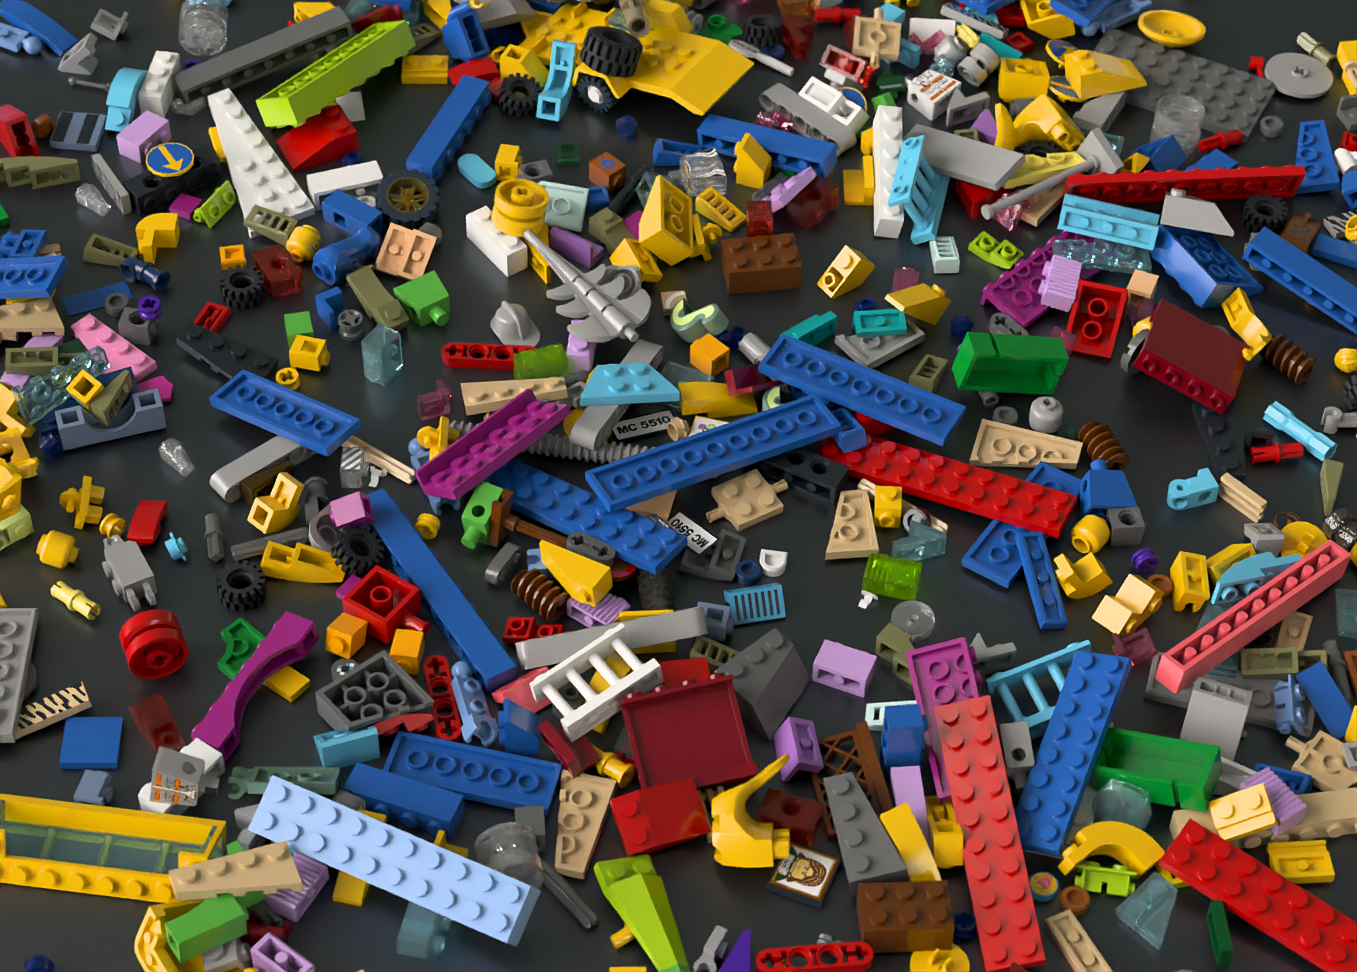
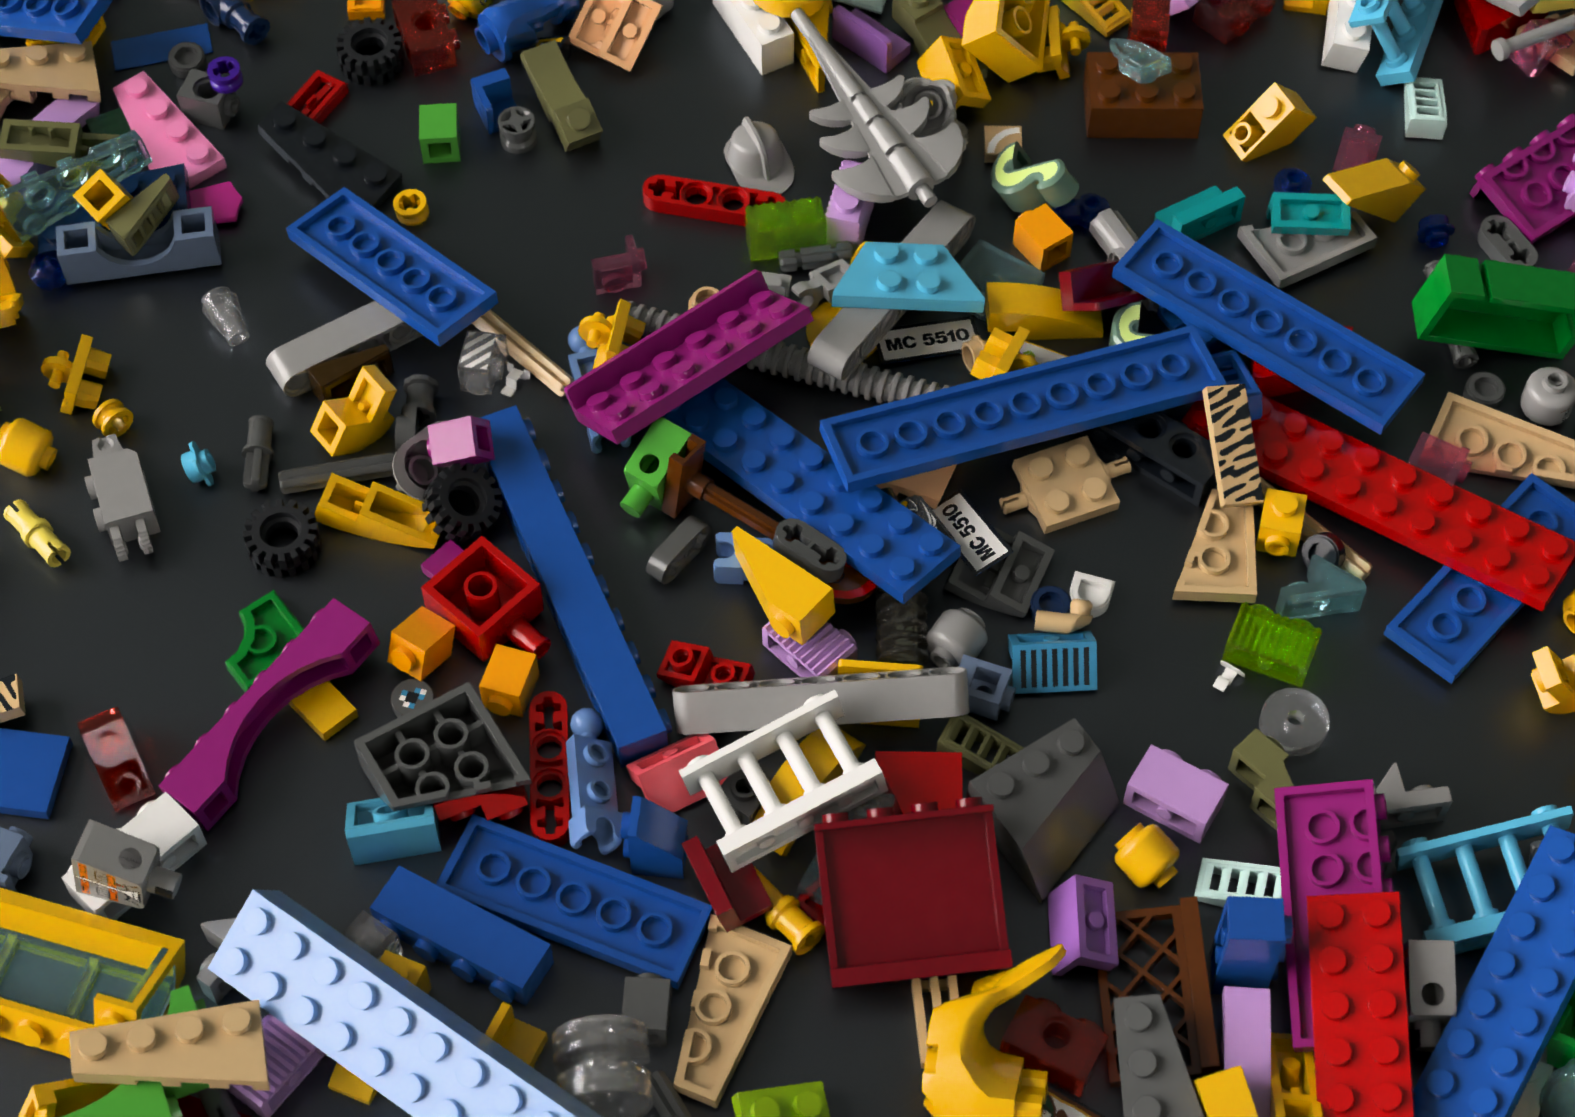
camera: 10 degrees right, 10 degrees up
(146, 522) = (161, 417): red slope -> none
(153, 644) = (130, 626): red wheel -> none
(255, 781) = (314, 881): sand green tile -> none
(308, 353) = (446, 170): yellow brick -> none
(382, 354) = (551, 185): clear light blue brick -> none
(424, 299) = (630, 101): bright green torso -> none
(427, 525) = (574, 472): yellow bush -> none
(493, 395) = (709, 268): tan wing -> none
(540, 594) = (725, 609): reddish brown piece -> none
(659, 817) = (848, 1024): red slope -> none
(690, 591) = (956, 634): none -> light grey head
(694, 423) = (1002, 354): none -> yellow hips
(757, 240) = (1139, 60): none -> clear light blue plate
(759, 578) = (1065, 622): none -> tan arm
(831, 705) = (1147, 856): none -> yellow head
(850, 462) = (1232, 445): none -> tan tile
(929, 377) = (1370, 309): olive slope -> none
(983, 457) = (1441, 459): none -> clear pink bracket
(996, 253) = (1498, 109): lime slope -> none
(1041, 580) = (1506, 680): blue tile -> none

